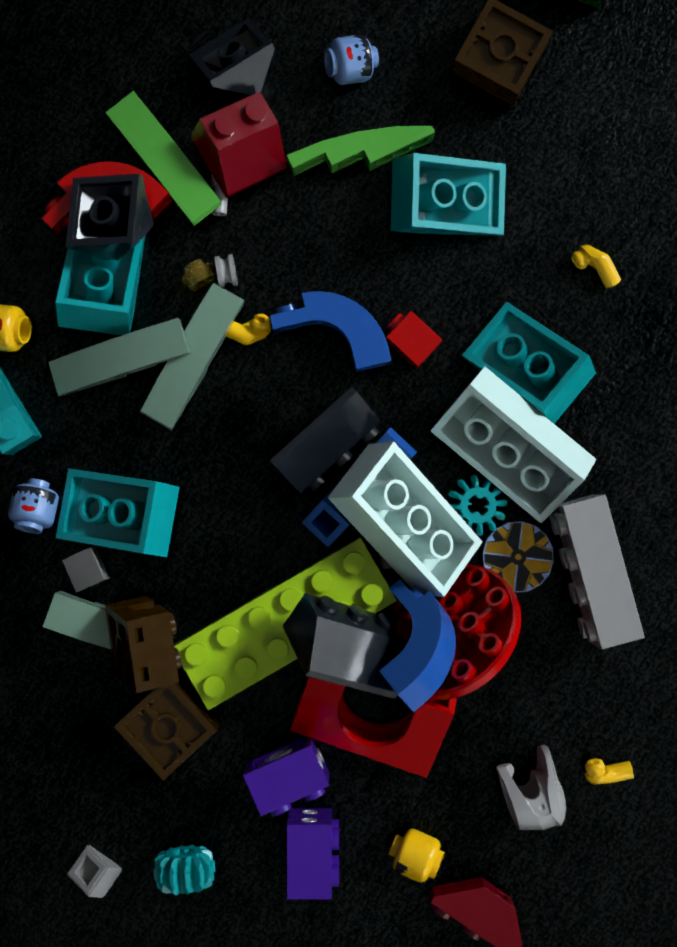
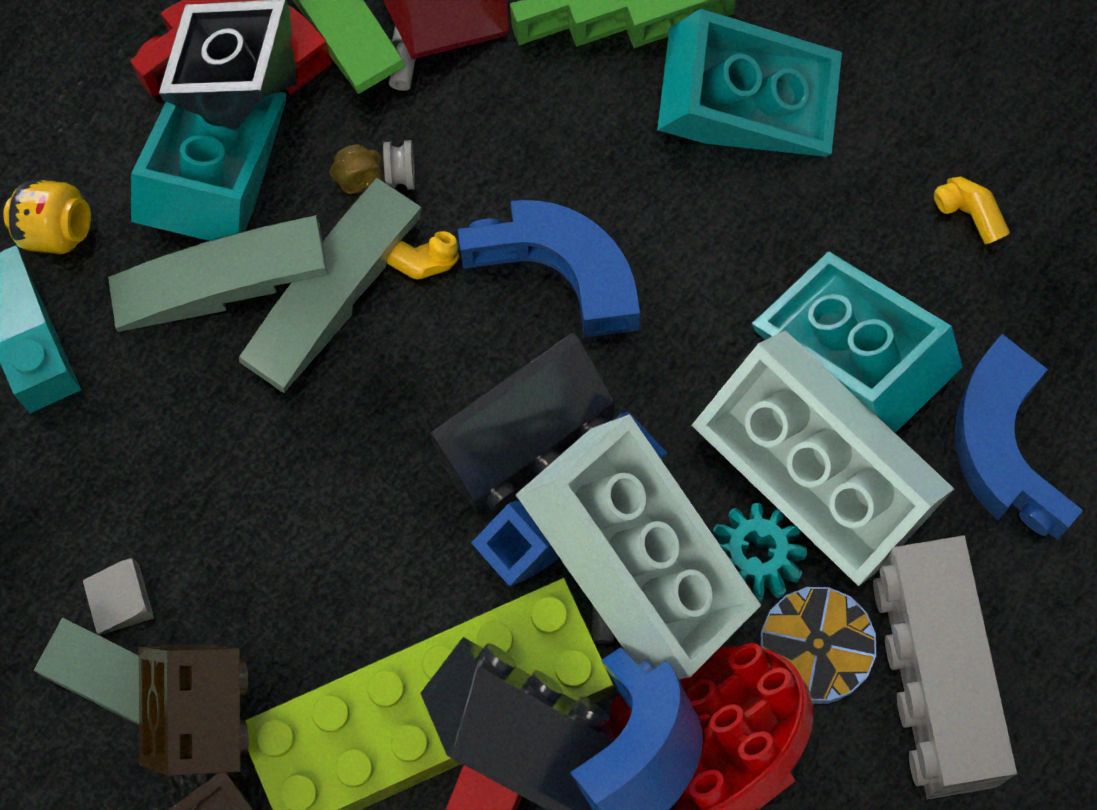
camera: 10 degrees right, 15 degrees down
(33, 506) = (49, 488): medium blue head -> none
(117, 512) = (183, 510): teal slope -> none
(412, 338) = (677, 289): red brick -> none
(614, 421) = (989, 447): none -> blue arch

